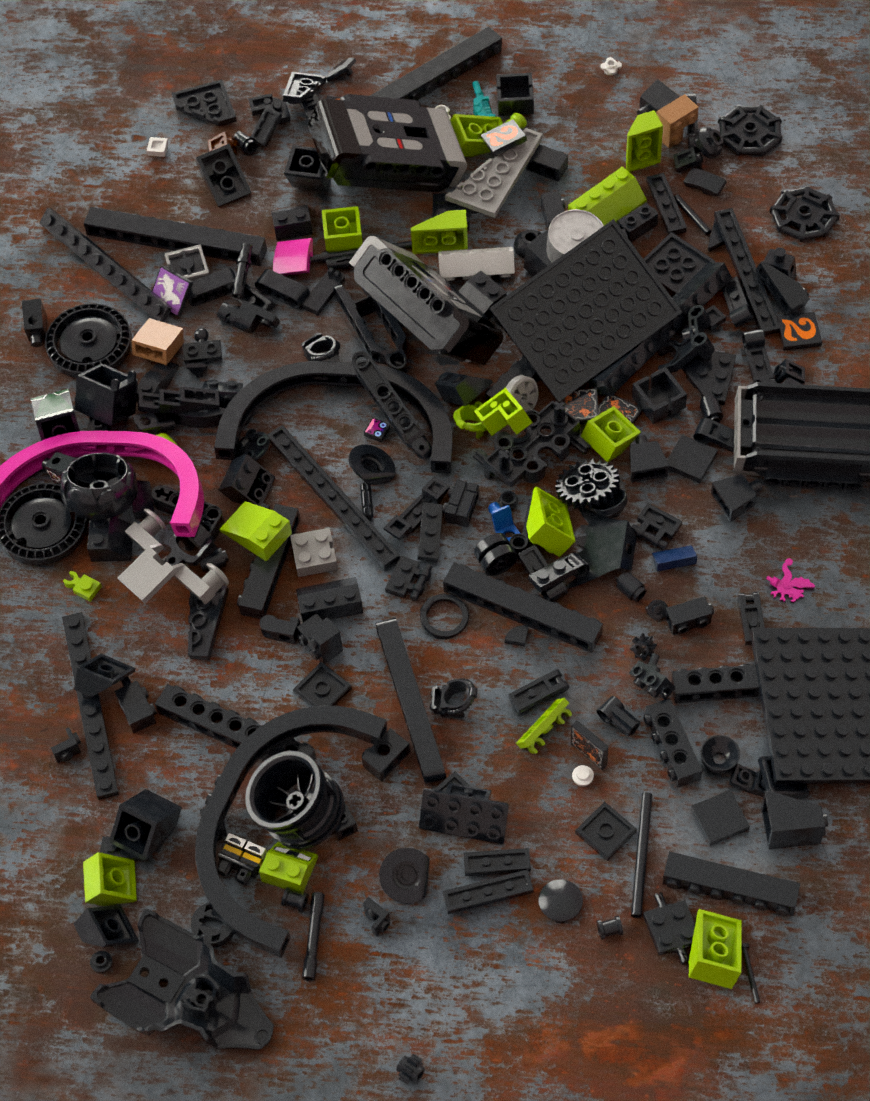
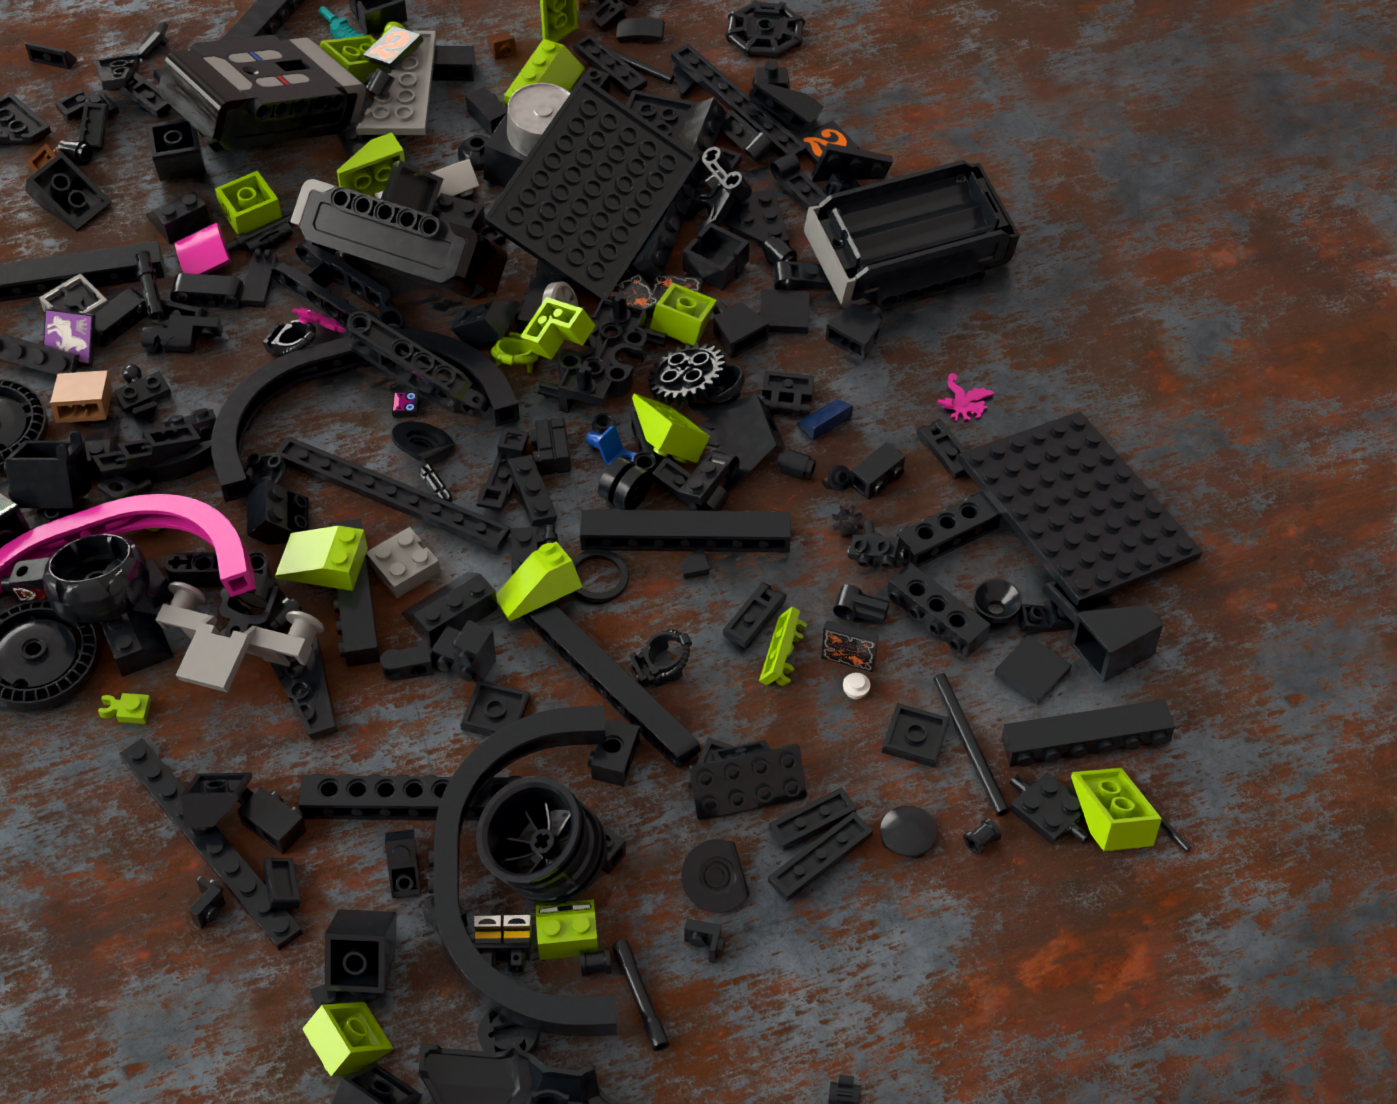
camera: 30 degrees left, 5 degrees down
(120, 754) = (281, 882): none -> black tile
(204, 773) = (402, 863): none -> black slope
(263, 58) = (50, 55): none -> black slope
(349, 340) = (307, 315): none -> dark pink piece
(395, 606) = (538, 581): none -> lime slope
(455, 264) = (410, 190): none -> black piece
(477, 164) = (379, 83): none -> black plate
(593, 158) = (502, 45): none -> reddish brown bracket
(805, 355) = (850, 163): none -> black wing

